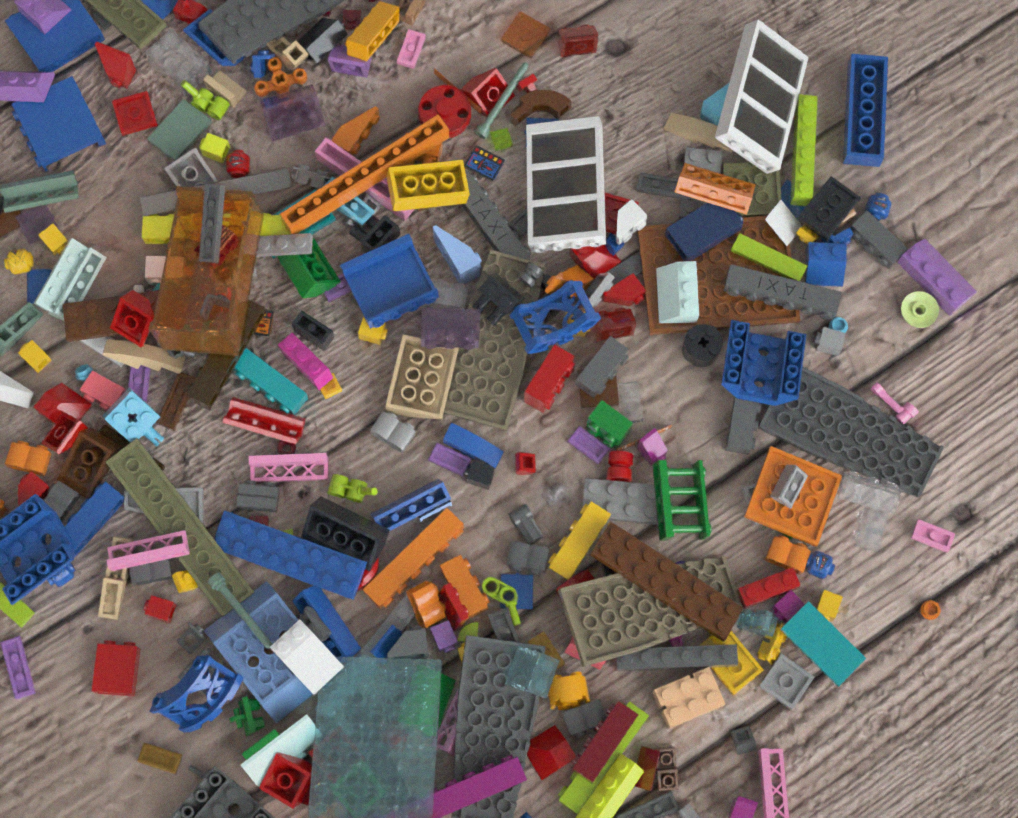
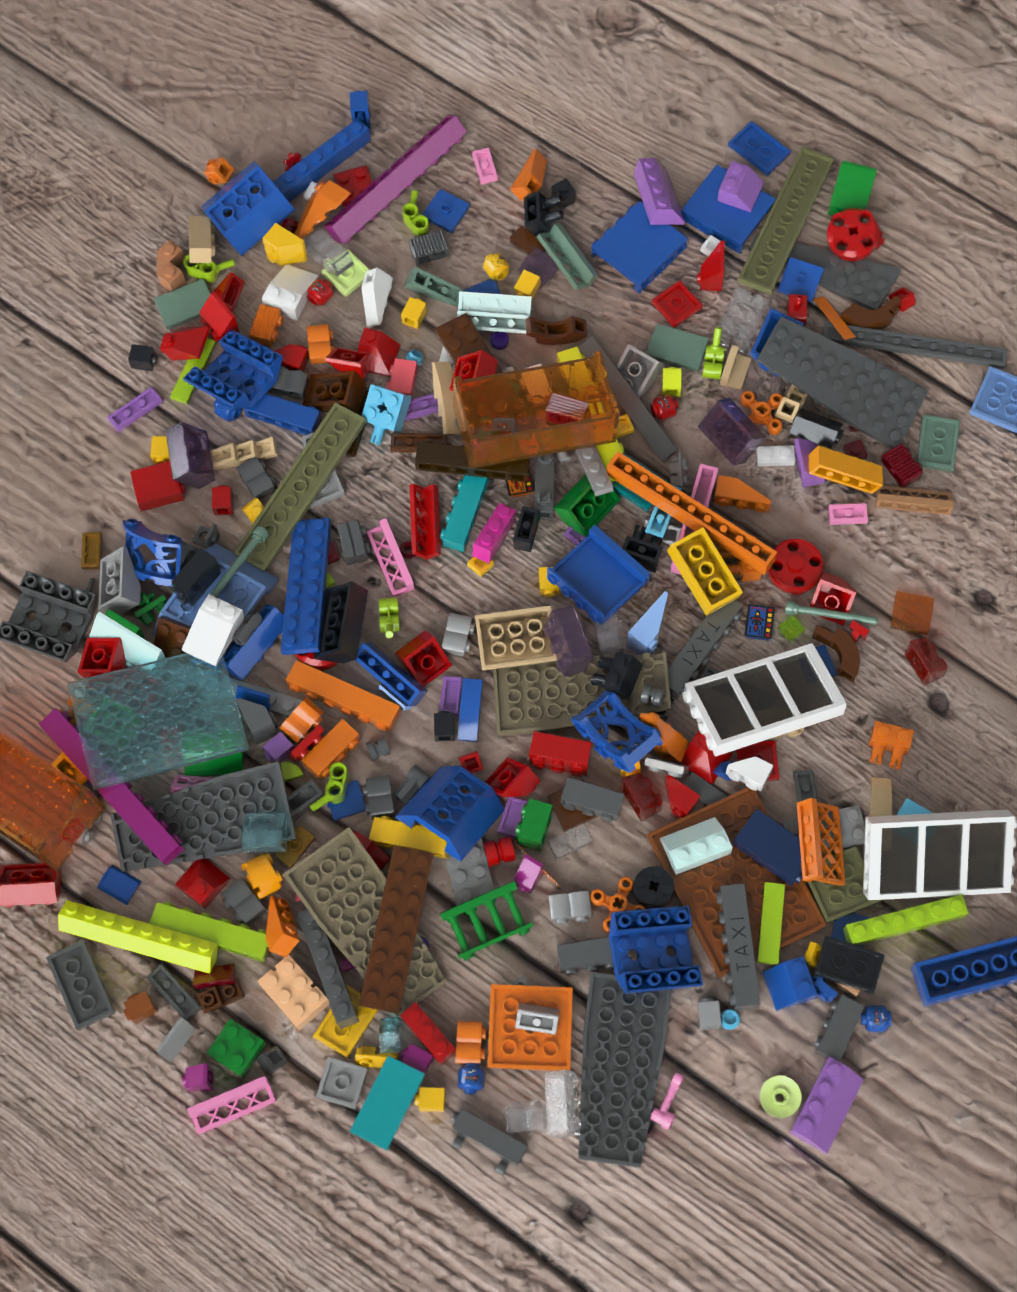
camera: 75 degrees right, 5 degrees down
(79, 653) = (159, 449): none -> yellow brick
(89, 59) = (709, 245): none -> white plate
(99, 288) = (499, 340): none -> dark purple tile
(100, 624) = (190, 455): none -> clear purple brick
(117, 229) = (557, 332): none -> reddish brown arch
(148, 555) = (265, 470): bright pink fence -> none
(211, 739) = (118, 583): none -> light grey slope
(212, 223) = (578, 393): dark grey plate -> none
(245, 655) = (195, 577): none -> black brick
(258, 65) = (770, 386): blue bracket -> none
(277, 300) = (544, 485): none -> dark grey brick
(293, 701) = (171, 636): none -> reddish brown plate
(328, 87) = (775, 455): none -> white plate
(404, 471) = (423, 658): none -> red slope
(478, 543) = (378, 748): none -> dark grey wheel
(553, 497) = (467, 814): none -> blue slope
(555, 432) = (513, 779): none -> red slope
(604, 742) = (221, 923): dark red brick -> none
(628, 689) = (281, 929): none -> orange slope
(637, 95) = (892, 739): none -> orange brick
(693, 423) = (570, 907): none -> light grey brick
(701, 386) = (609, 901): none -> orange gear
(724, 768) = (236, 1048): none -> green brick
(783, 222) = (815, 924): white sticker -> none
(880, 564) = (489, 1138): none -> dark grey brick
(930, 610) = (464, 1207): orange plate -> none
(933, 536) = (542, 1185): bright pink plate -> none

